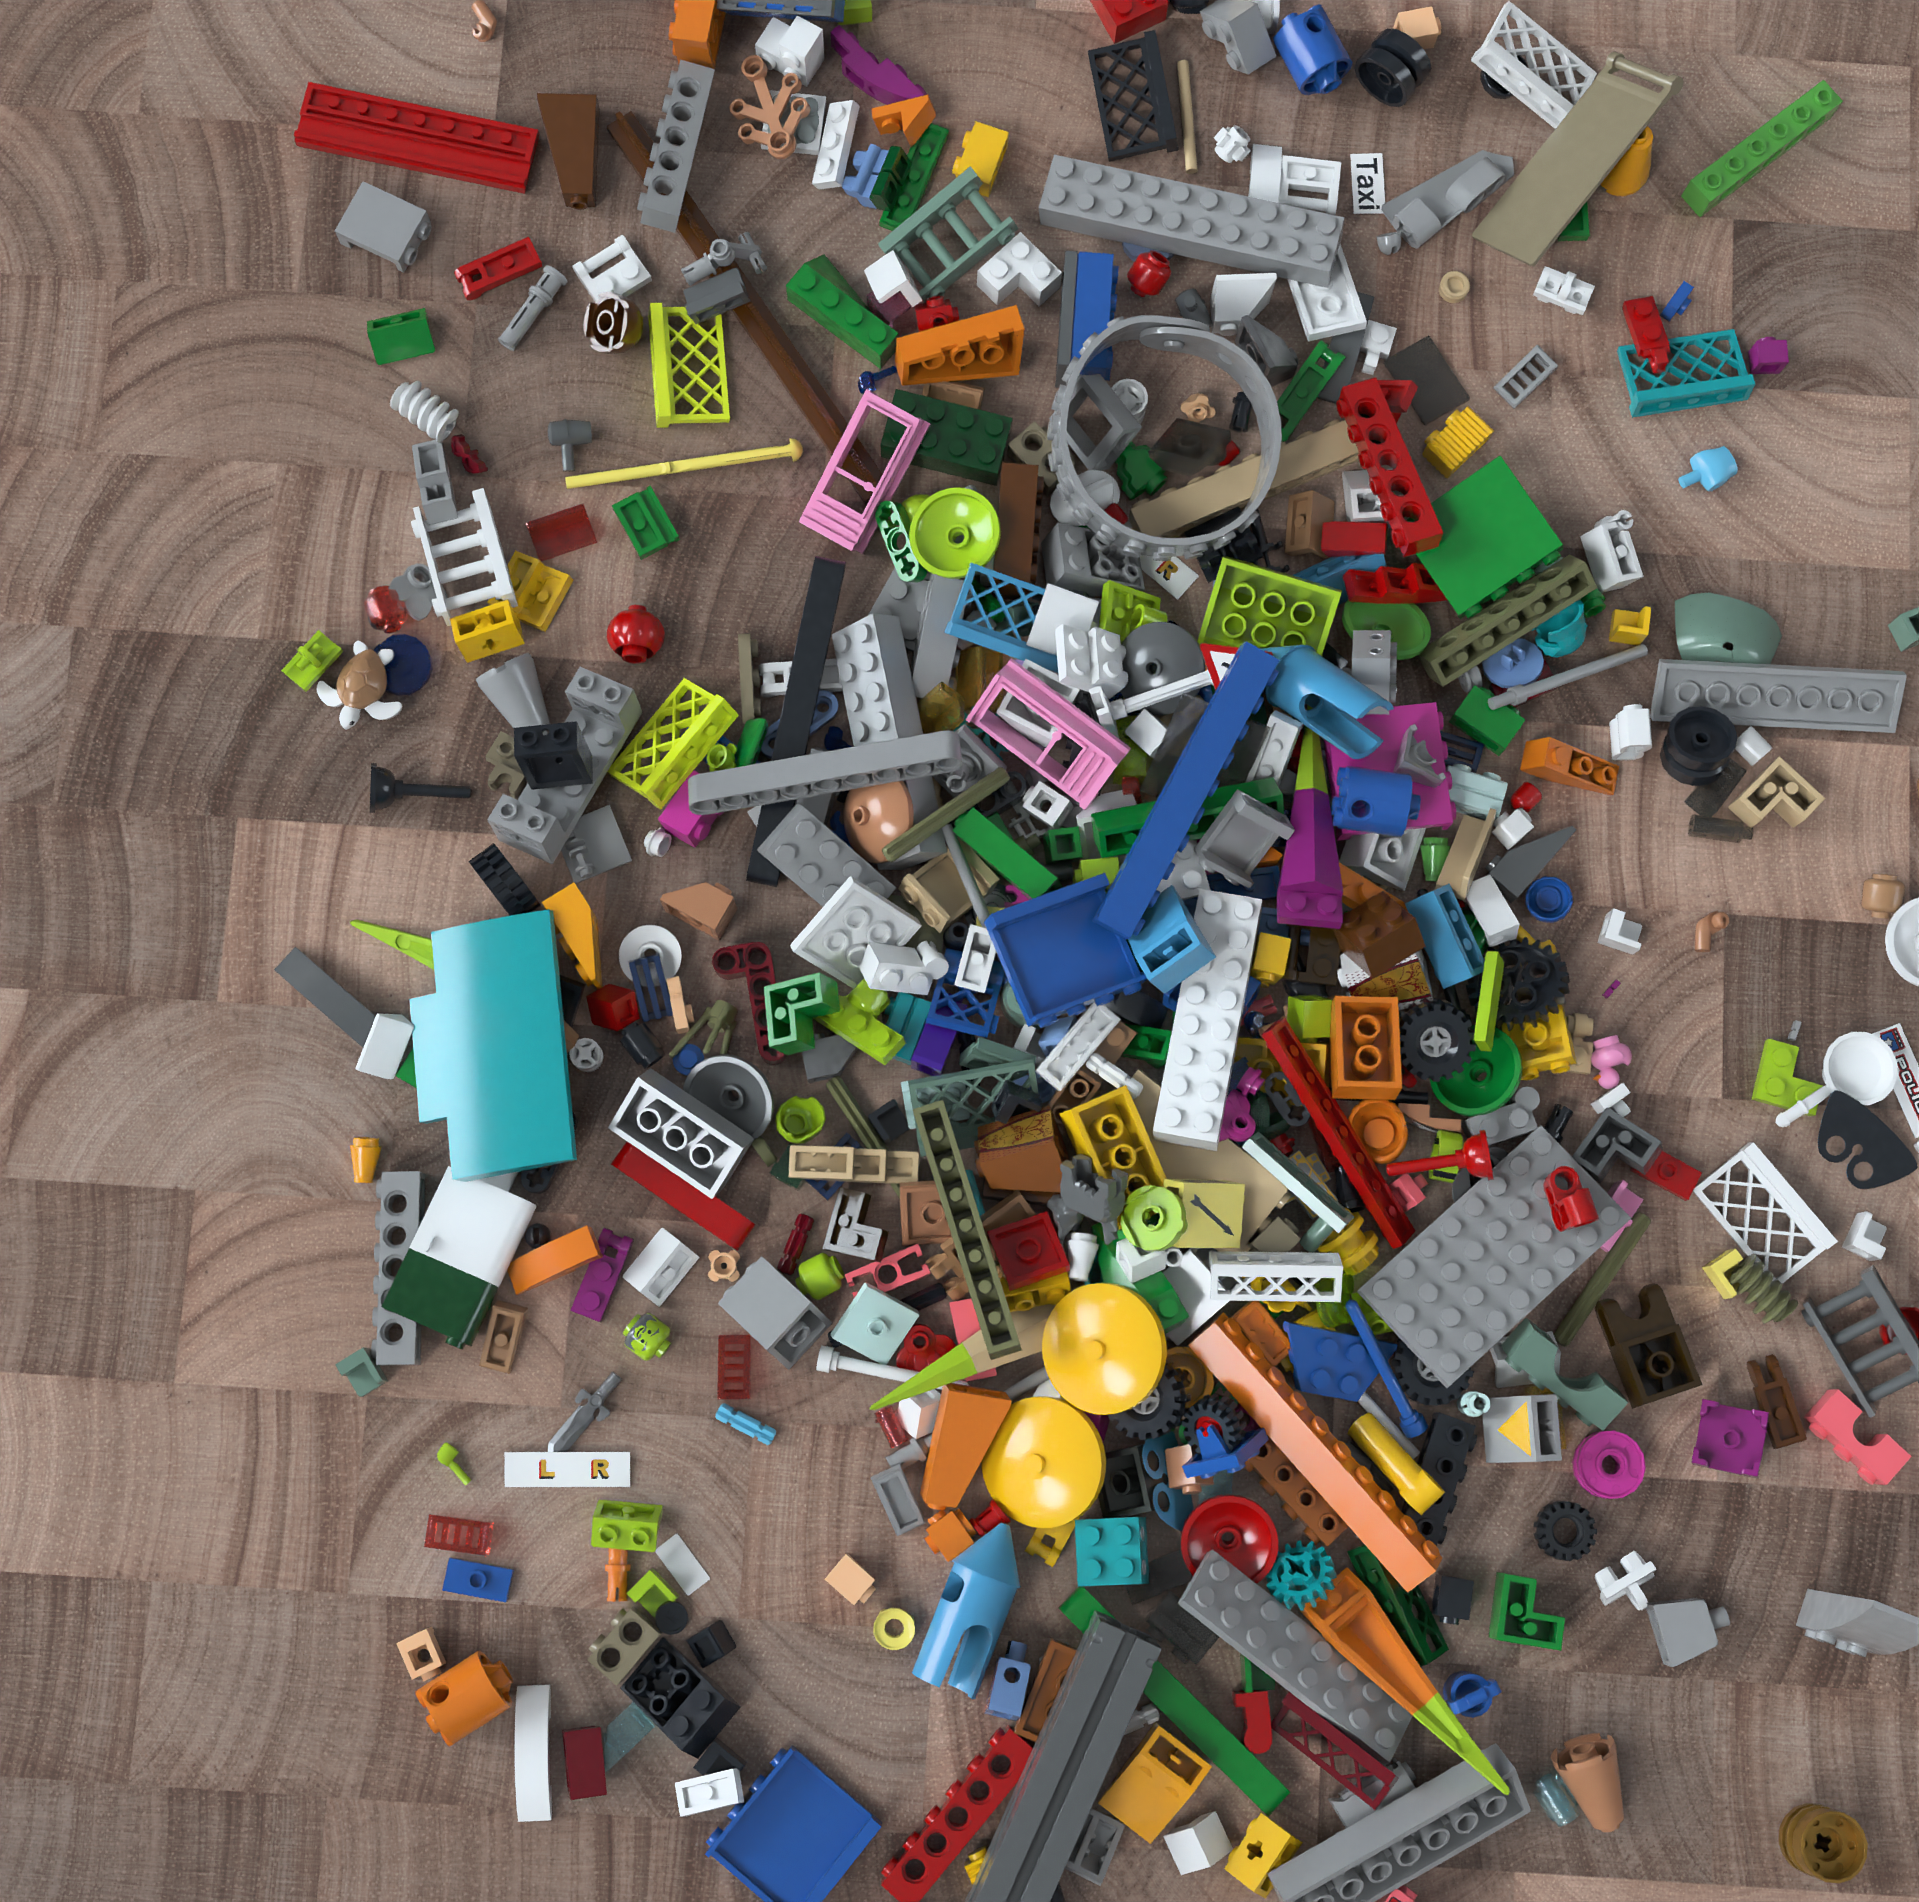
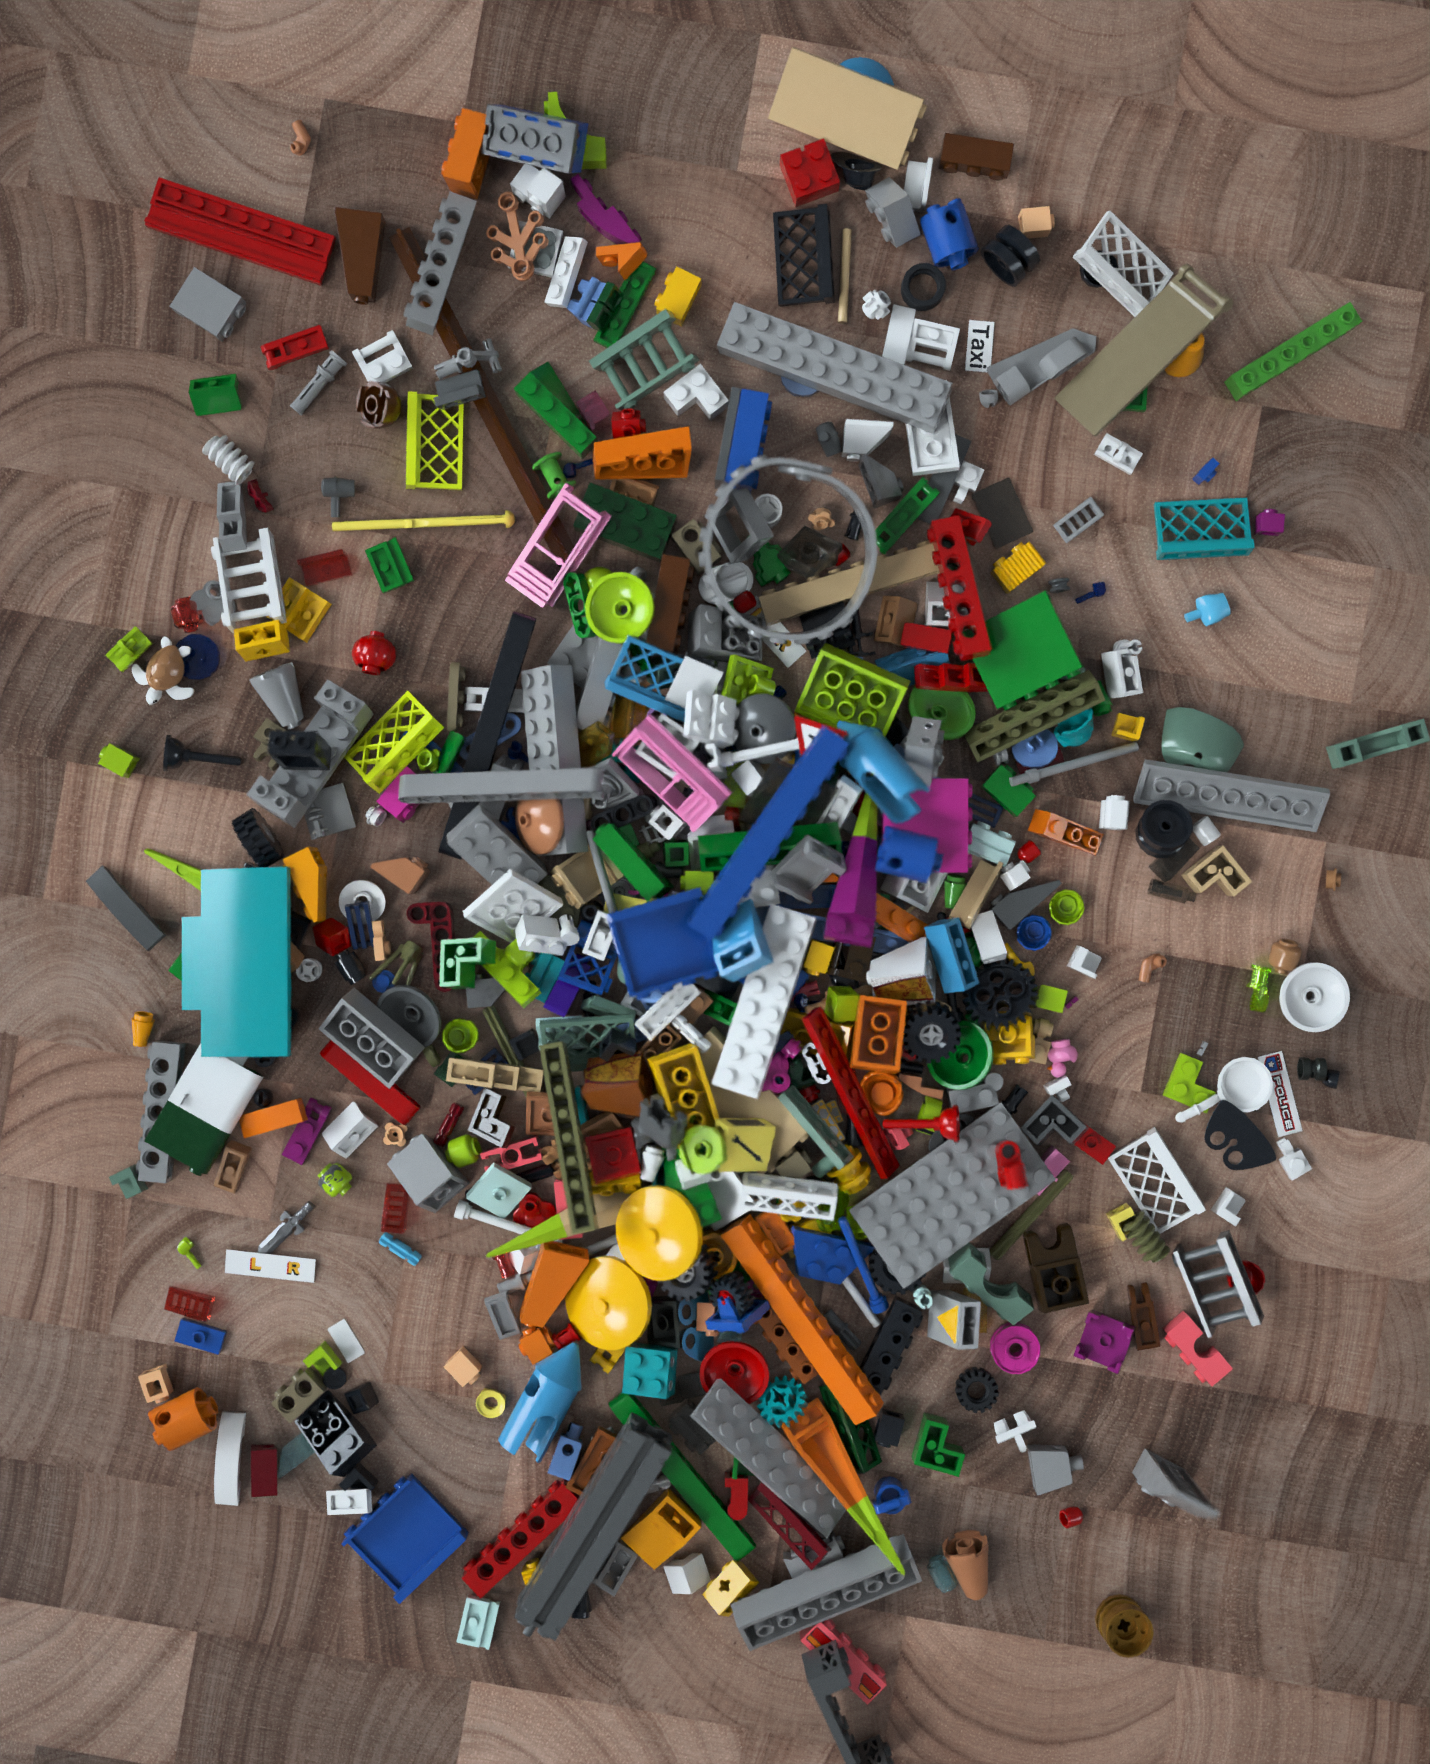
camera: 15 degrees right, 10 degrees up
(307, 805) = (118, 760): none -> lime brick
(385, 1045) = (162, 948): white slope -> none
(617, 1574) = (299, 1339): orange pin -> none
(626, 1525) = (307, 1311): lime bracket -> none
(845, 385) = (552, 473): none -> bright green hose
(890, 276) = (597, 390): white panel -> none
(945, 814) = (588, 826): olive axle -> none
(1149, 273) = (797, 406): red head -> none
(1293, 98) = (936, 274): none -> black tyre
(1379, 935) = (899, 953): reddish brown brick -> none
(1399, 1467) = (872, 1351): yellow piece -> none
(1416, 760) = (944, 824): light grey slope -> none
(1454, 287) = (1034, 439): tan tile -> none
(1488, 1001) = (975, 1009): lime tile -> none
(1514, 457) = (1059, 585): none -> dark grey bush
(1564, 462) = (1098, 590): none -> clear blue hand
(1586, 861) = (1066, 907): none -> lime hair
(1586, 984) = (1051, 998): none -> lime panel
(1647, 331) = (1179, 493): red hinge -> none
(1727, 1695) = (1074, 1517): none -> red piece
(1853, 935) = (1258, 981): none -> clear neon green connector

